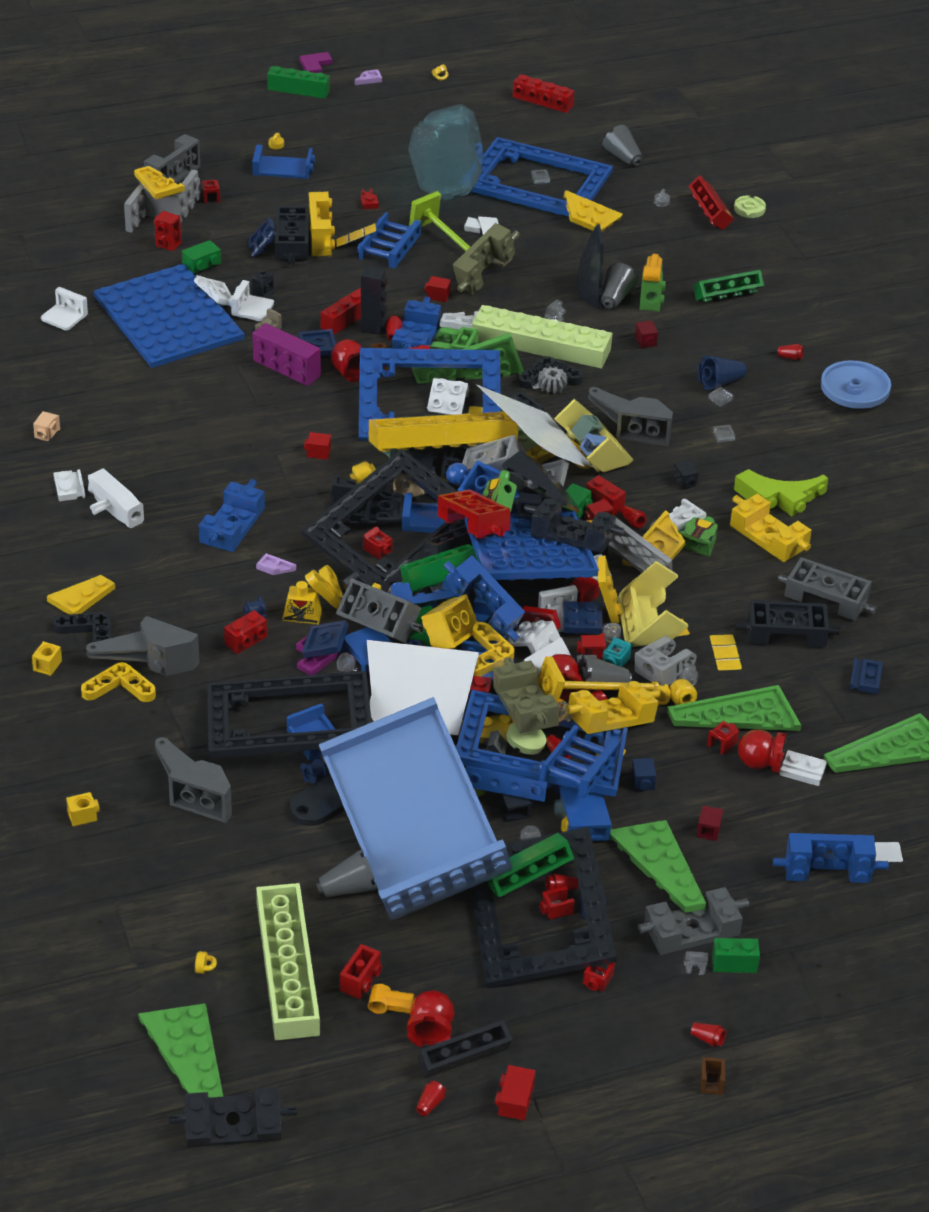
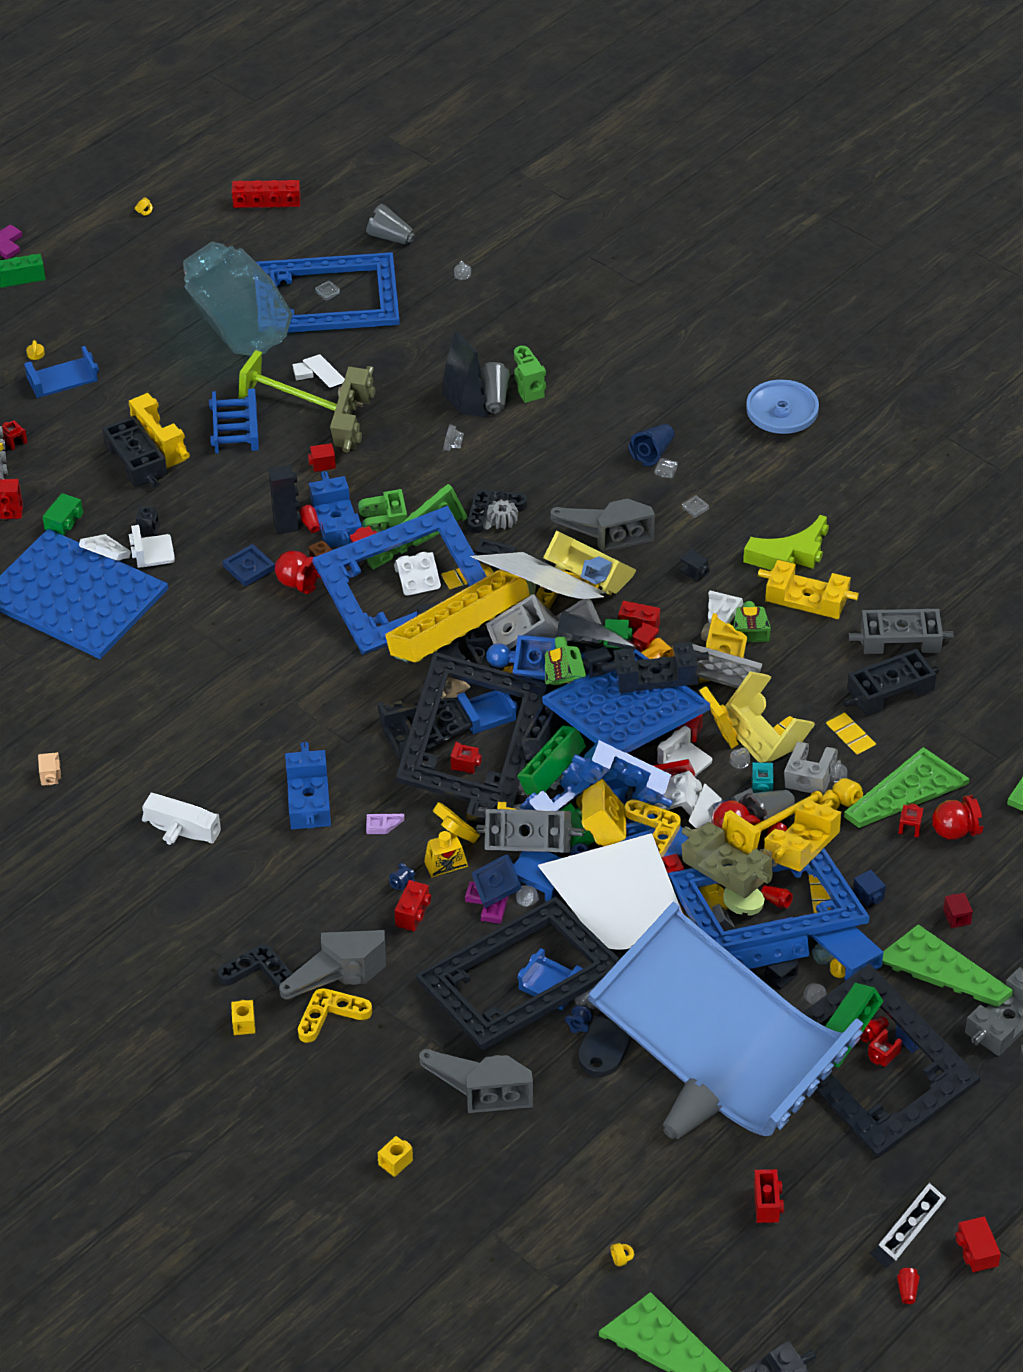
camera: 25 degrees left, 5 degrees up
(69, 485) = (118, 823): white plate -> none
(82, 595) = (222, 937): yellow wing -> none
(262, 237) = (106, 466): dark blue plate -> none
(273, 318) = (184, 561): dark tan bracket -> none
(286, 354) = (233, 591): magenta brick -> none
(287, 962) = (696, 1217): yellowish green brick -> none
(318, 445) = (333, 677): red brick -> none
(342, 312) = (253, 515): red brick -> none
(355, 235) = (200, 427): yellow sticker -> none
(361, 471) = (399, 689): yellow head -> none
(368, 77) = (74, 238): lavender tile -> none
(369, 200) = (178, 383): red plate -> none
(384, 999) = (803, 1212): light orange piece -> none
(430, 1018) = (861, 1211): red tile -> none
(457, 320) = (368, 485): white wing -> none
(483, 514) = (573, 690): red brick -> none
(545, 336) = (461, 470): yellowish green brick -> none
(582, 617) = (707, 754): dark blue plate -> none
(585, 425) = (576, 554): sand green brick -> none
(588, 213) = (408, 315): yellow wing -> none
(592, 645) = (736, 781): red window -> none
(592, 773) = (839, 896): blue fence -> none
(598, 978) = (968, 1103): red window -> none
(634, 517) = (678, 629): red cone -> none
(646, 334) = (554, 428): dark red brick -> none
(652, 270) = (528, 359): light orange piece -> none
(710, 203) = (516, 259): red brick -> none
(727, 285) = (595, 345): green brick -> none
(749, 207) = (550, 248): yellowish green tile -> none
(791, 351) = (699, 393): red cone -> none
(803, 768) = (998, 819): white plate -> none
(866, 675) = (988, 704): dark blue plate -> none

